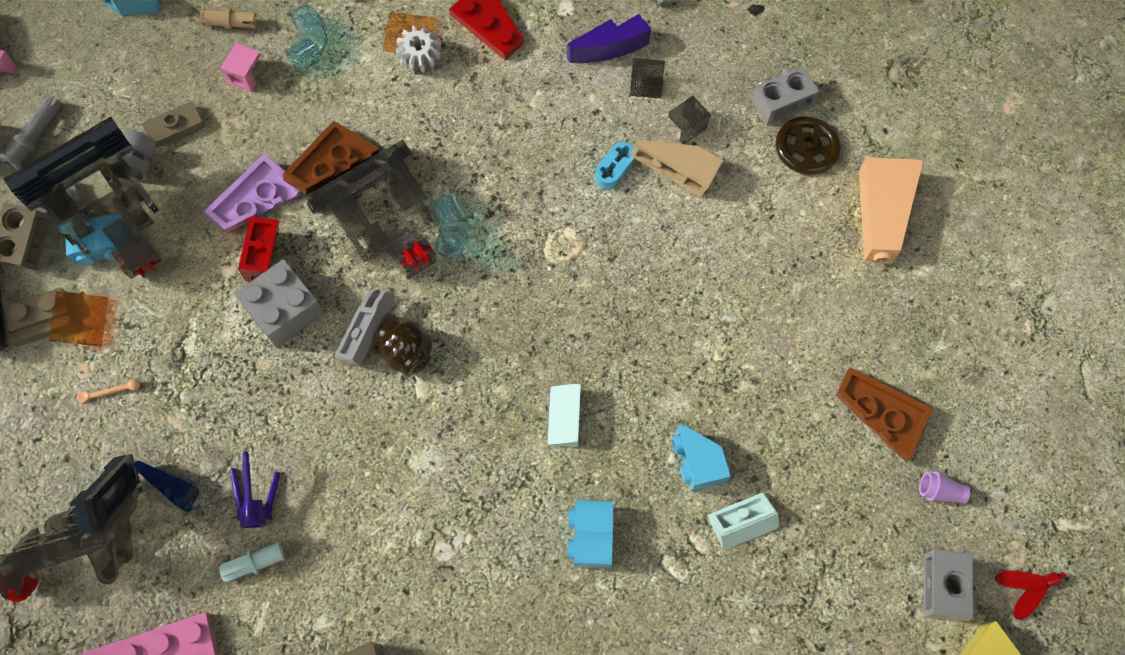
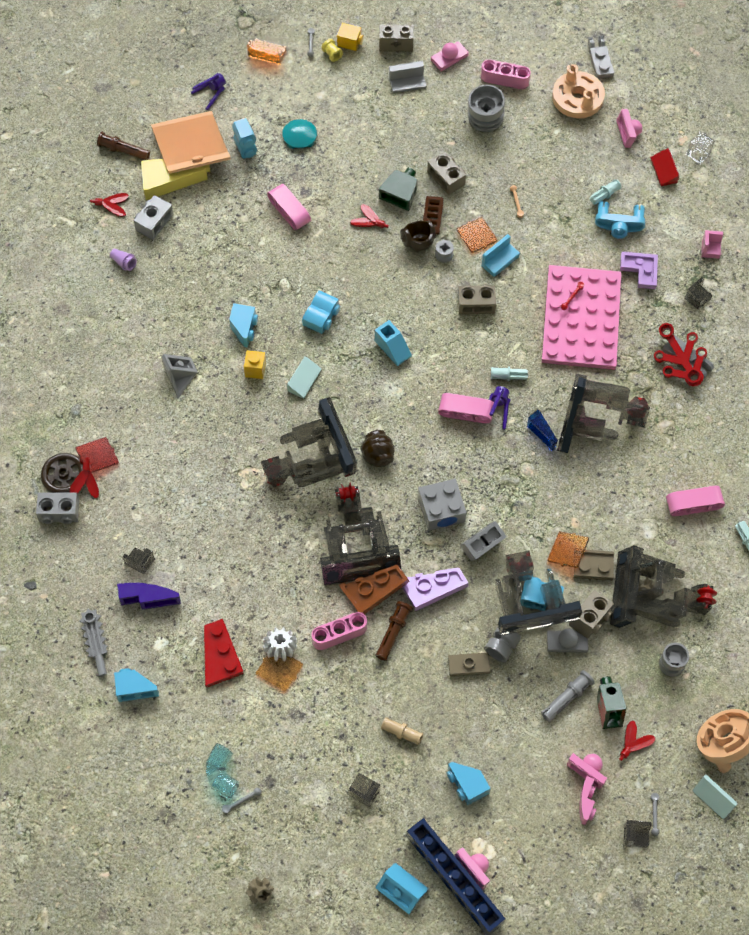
camera: 155 degrees left, 5 degrees down
(84, 397) = (578, 504): light nougat hinge -> none
(200, 272) = (483, 540): none -> light grey brick
(239, 65) = (406, 682): bright pink panel -> none
(258, 247) = (441, 543): red hinge -> none
(283, 133) = (396, 622): none -> reddish brown pin
(296, 467) = (465, 408): none -> bright pink beam
(312, 39) = (348, 686): clear light blue cylinder -> none
(357, 81) = (345, 623): none -> bright pink beam
(364, 327) = (397, 470): light grey hinge -> none
(453, 225) = (315, 508): clear light blue cylinder -> none
(455, 525) = (392, 343): none -> medium azure slope
(483, 246) = (324, 432): none -> clear smoke container
(610, 162) = (192, 511): medium azure beam -> none
(645, 397) = (254, 364): none -> yellow brick
(681, 163) = (151, 487): tan slope -> none
(690, 119) = (129, 514): clear smoke panel -> none
(744, 520) = (236, 290): light aqua slope -> none
(747, 341) = (179, 371): none -> light grey slope
(775, 144) = (87, 477): none -> red piece
(781, 183) = (100, 454): none -> clear red piece
(885, 411) = (126, 307): dark orange wing -> none
(886, 204) = (44, 412): light nougat slope -> none

